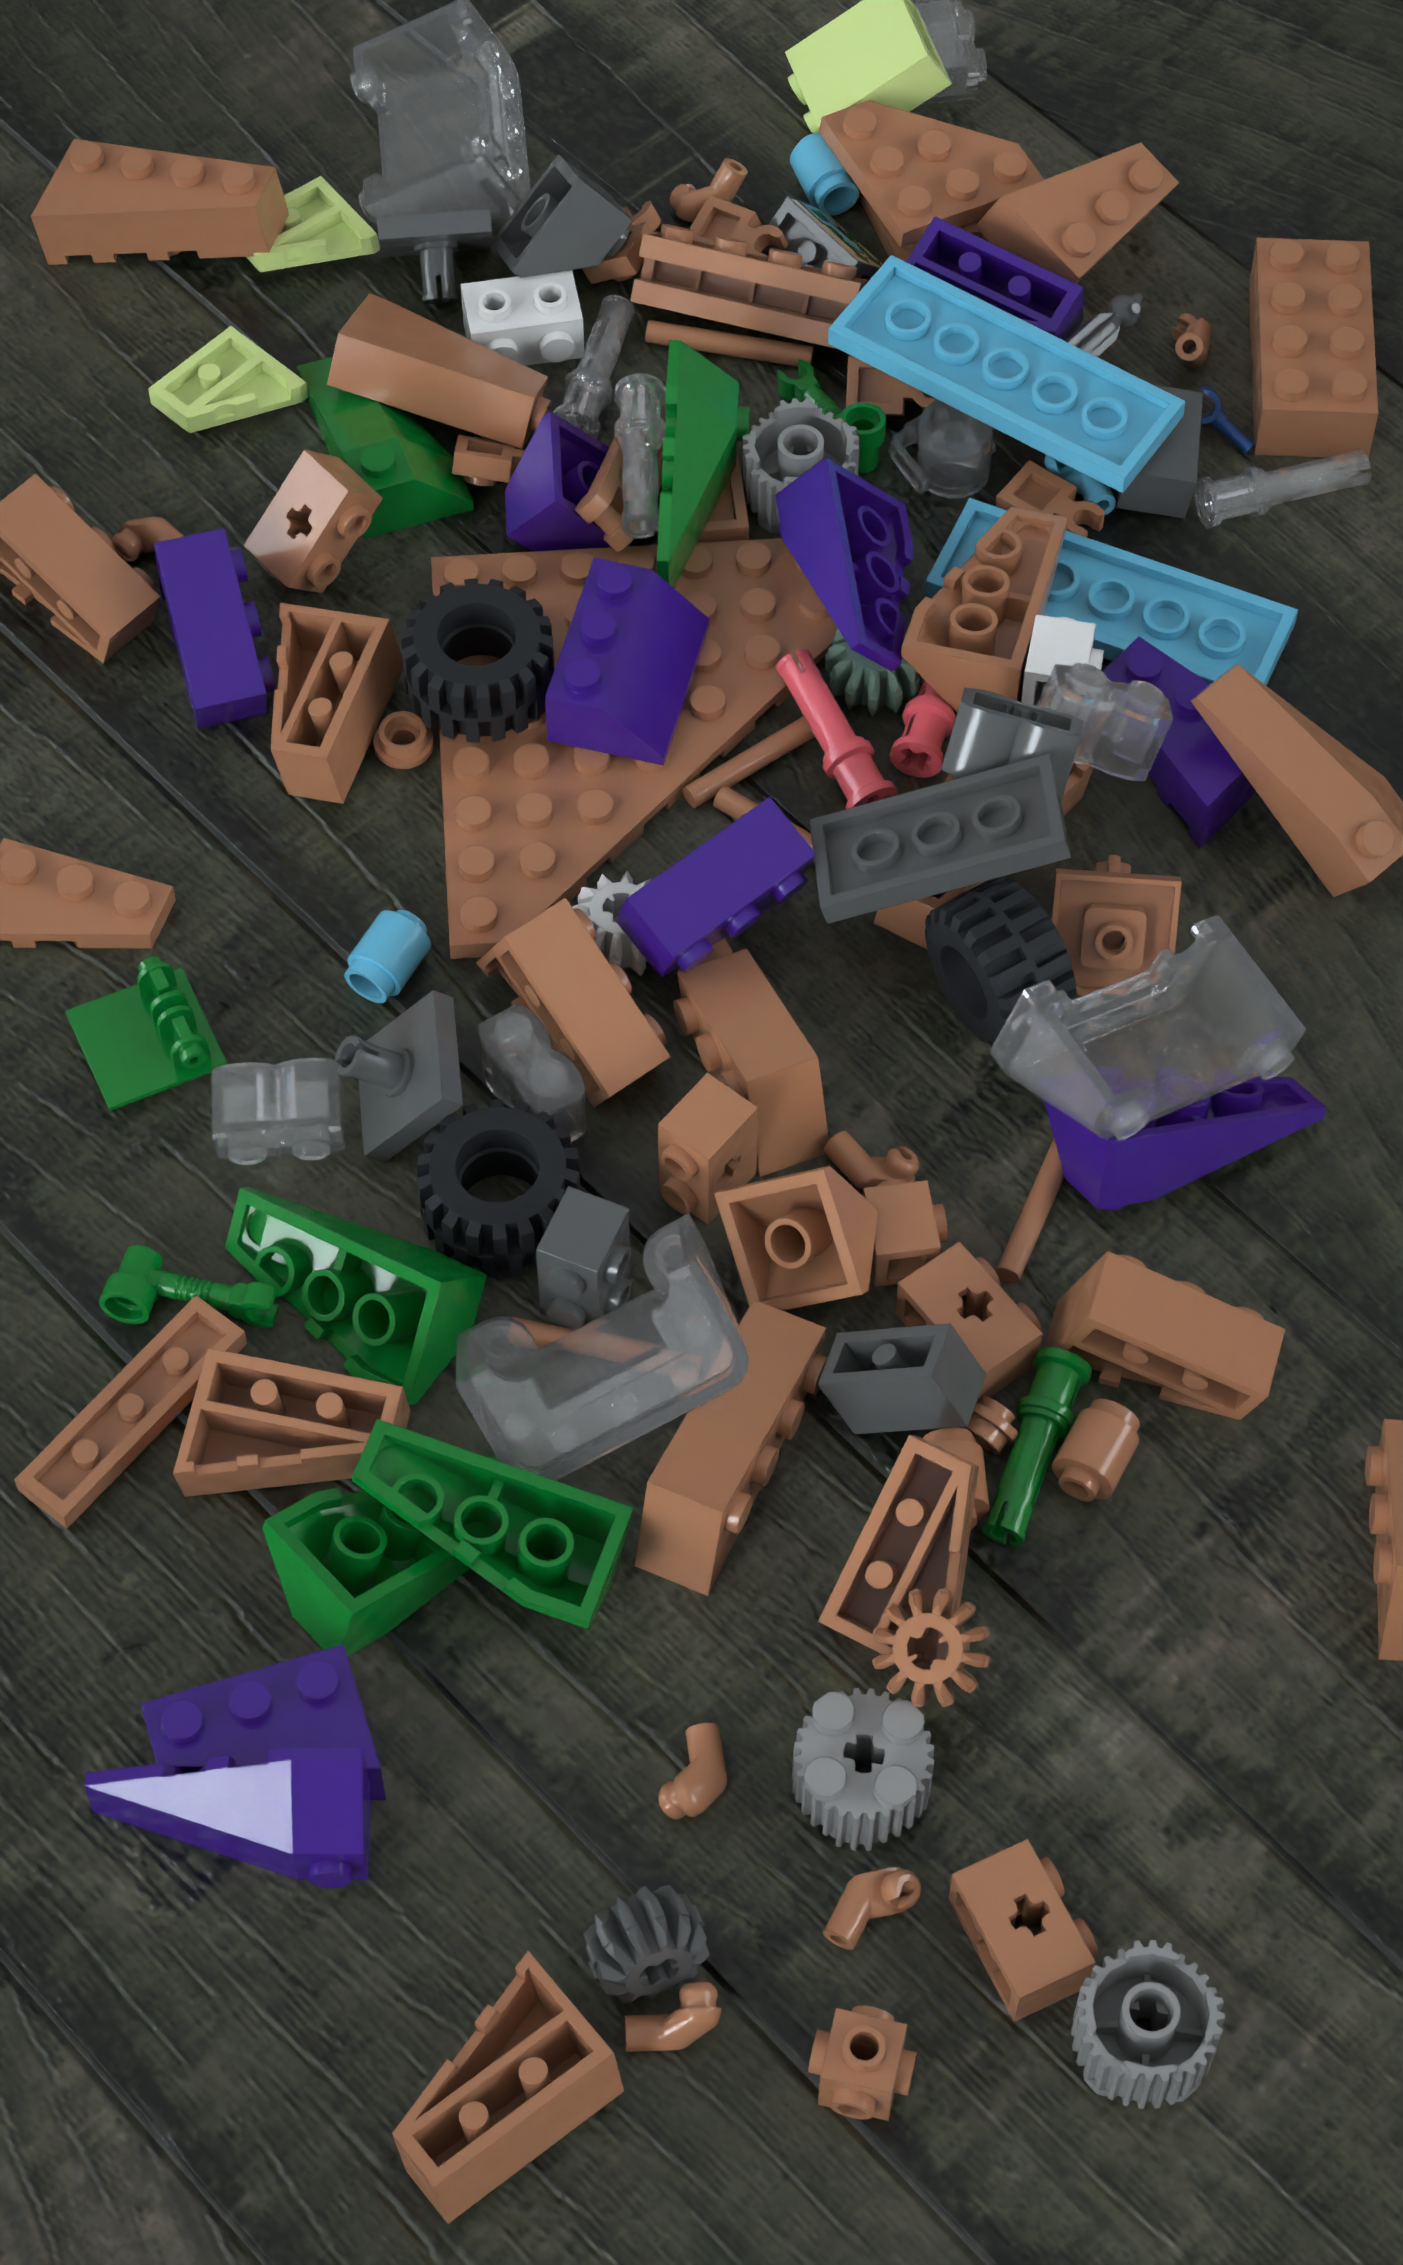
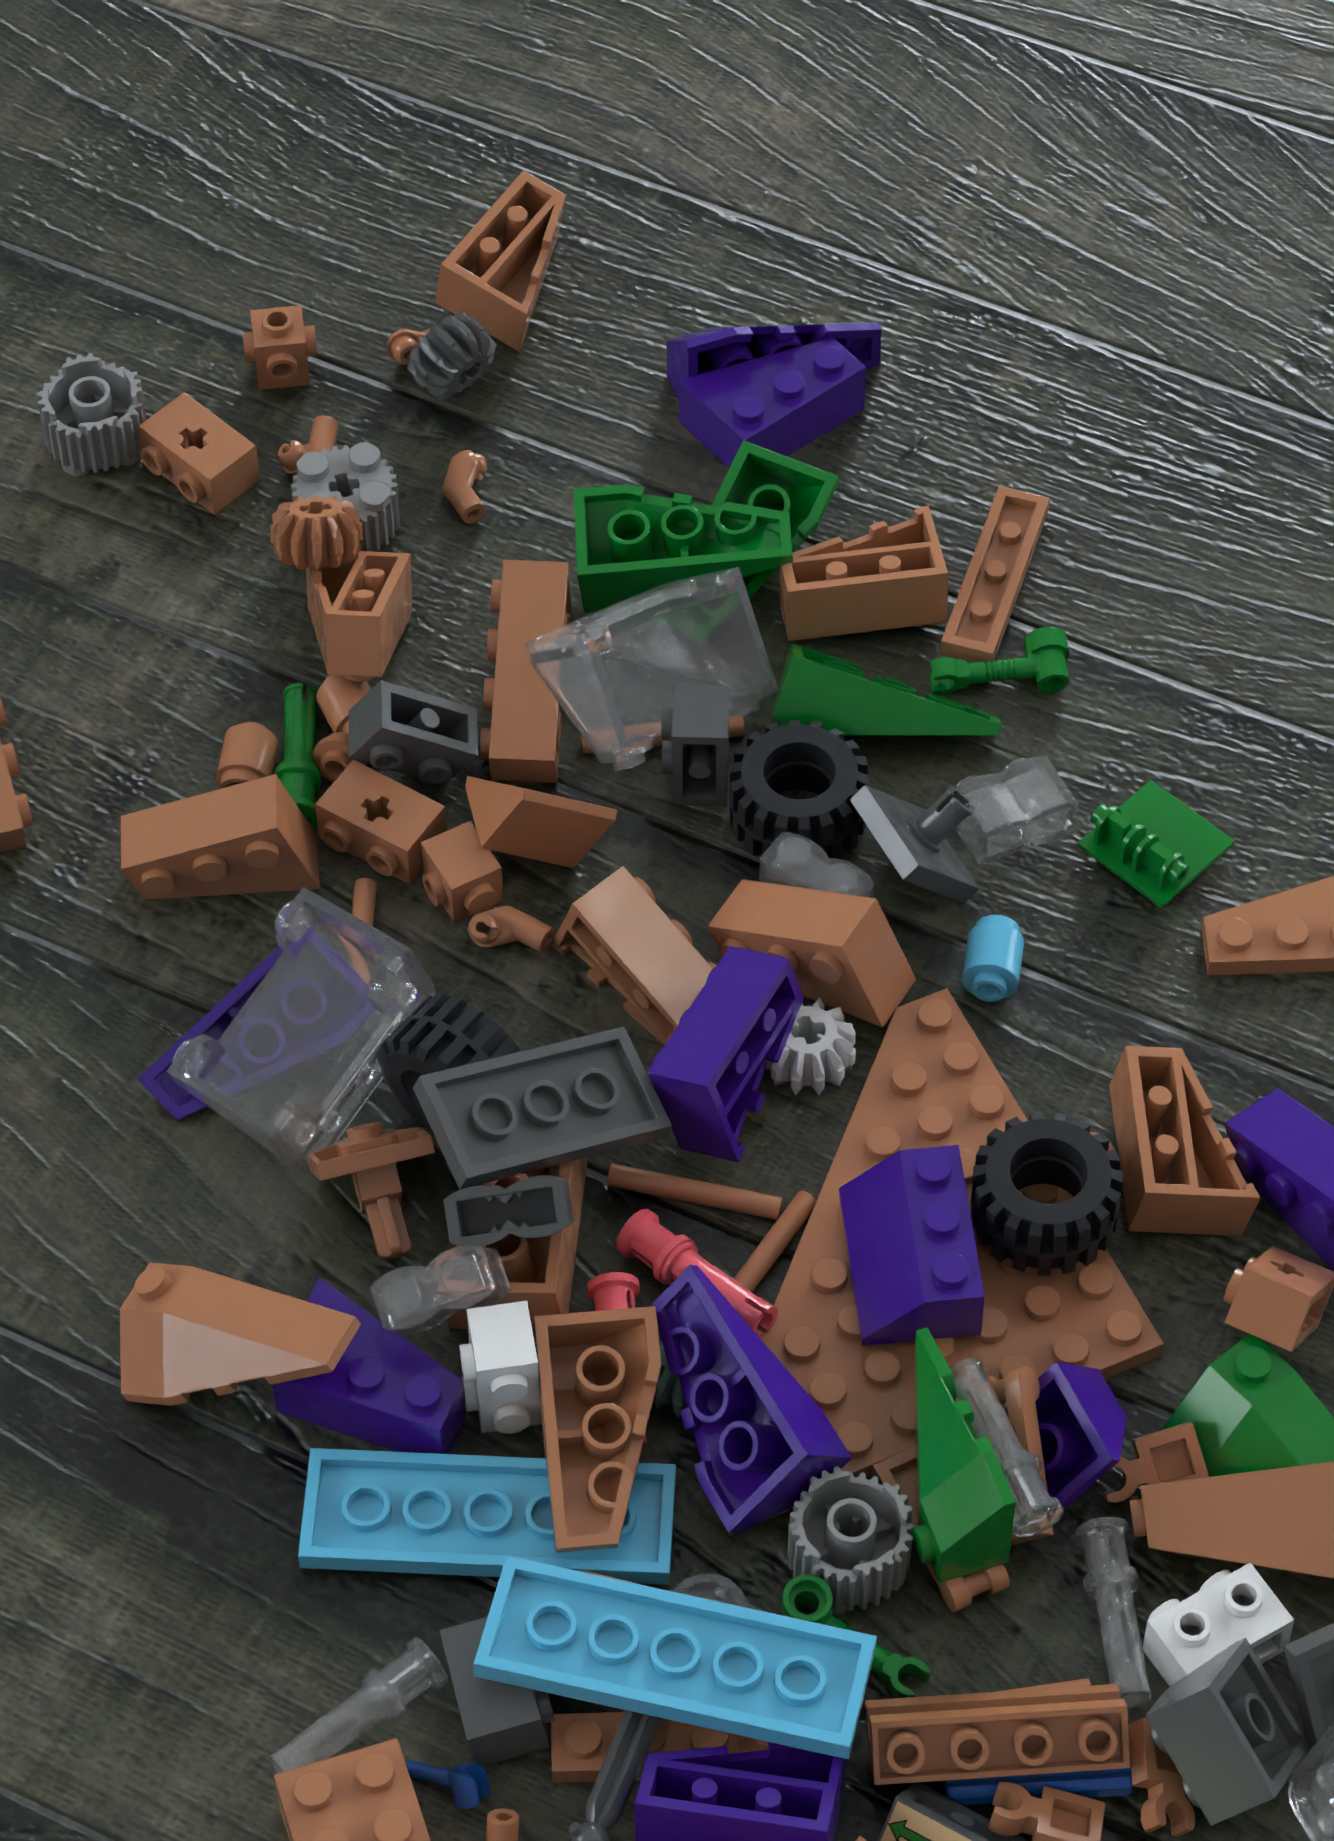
camera: 160 degrees right, 5 degrees down
(706, 1147) = (645, 843): nougat brick -> none

